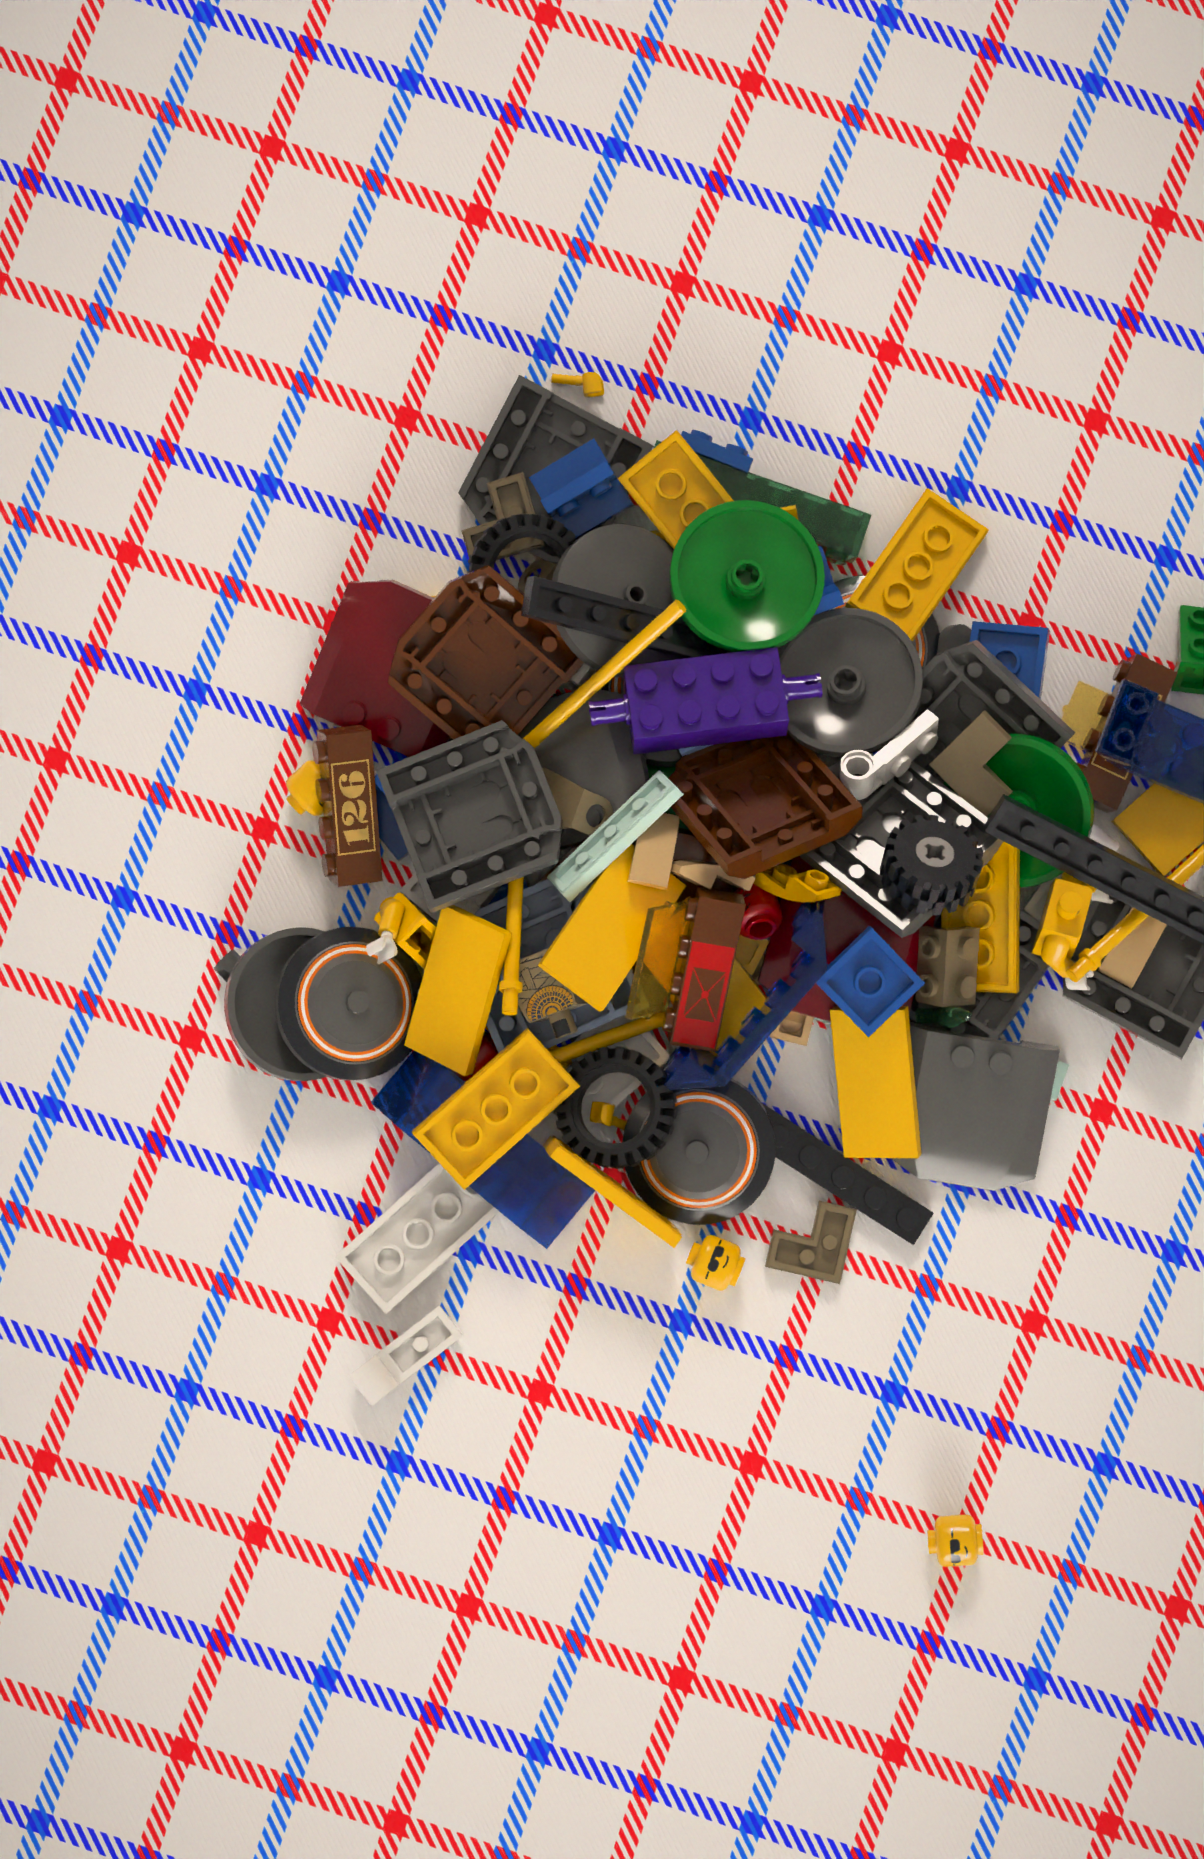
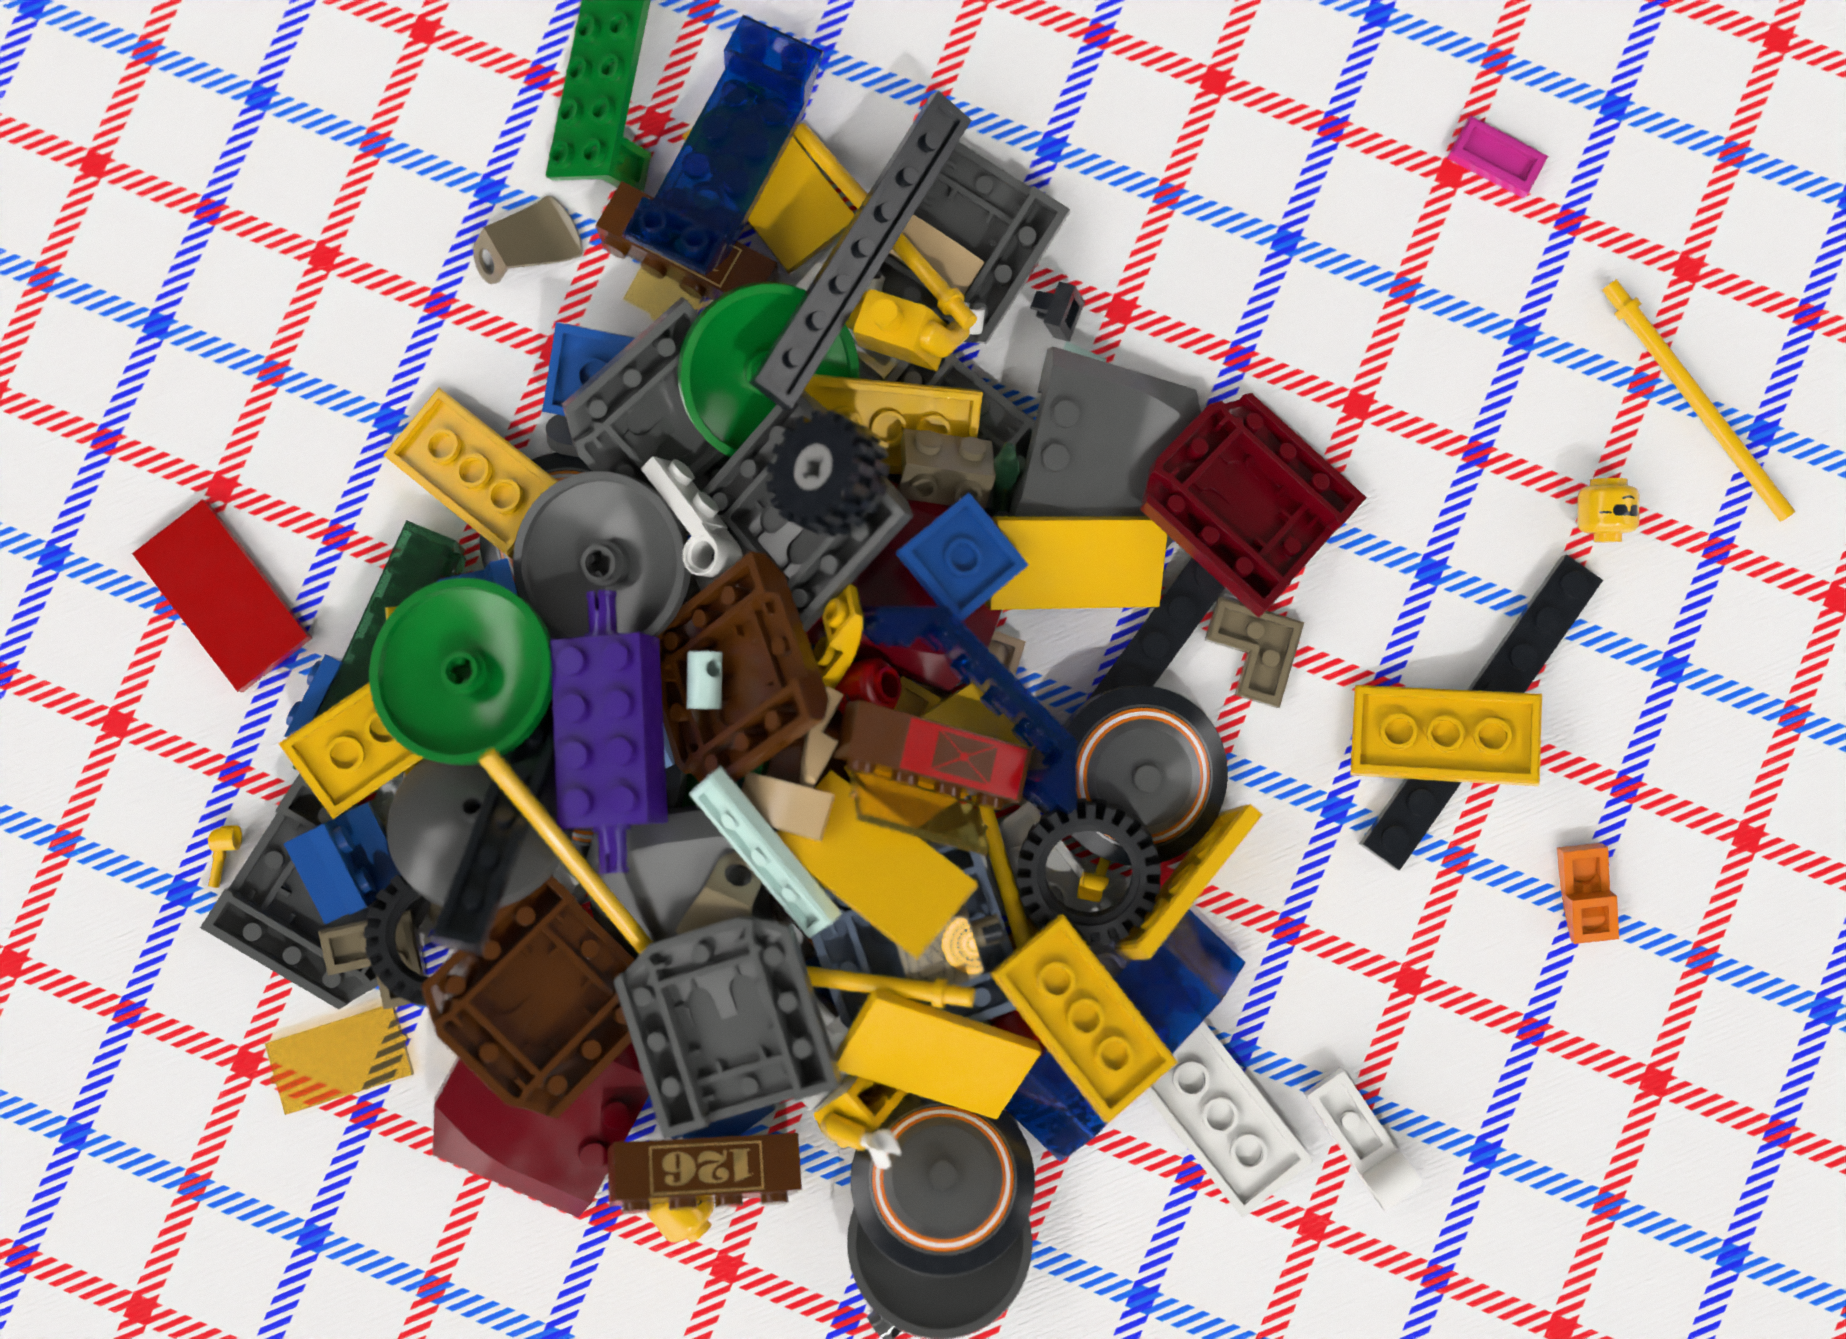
camera: 75 degrees left, 0 degrees up
(415, 495) = (339, 1059): none -> clear yellow piece
(624, 1539) = (1586, 893): none -> orange slope
(715, 1262) = (1274, 764): yellow head -> none
(751, 1407) = (1447, 735): none -> yellow tile
(753, 775) = (704, 680): none -> light aqua piece
(774, 1441) = (1508, 669): none -> black plate
(797, 363) = (222, 596): none -> red tile
(941, 1225) = (1247, 499): none -> dark red wedge
(965, 767) = (709, 428): dark tan tile -> none
(1095, 1056) = (1059, 310): none -> black tile
(1124, 596) = (528, 238): none -> dark tan piece
(1134, 1554) = (1629, 310): none -> yellow bar

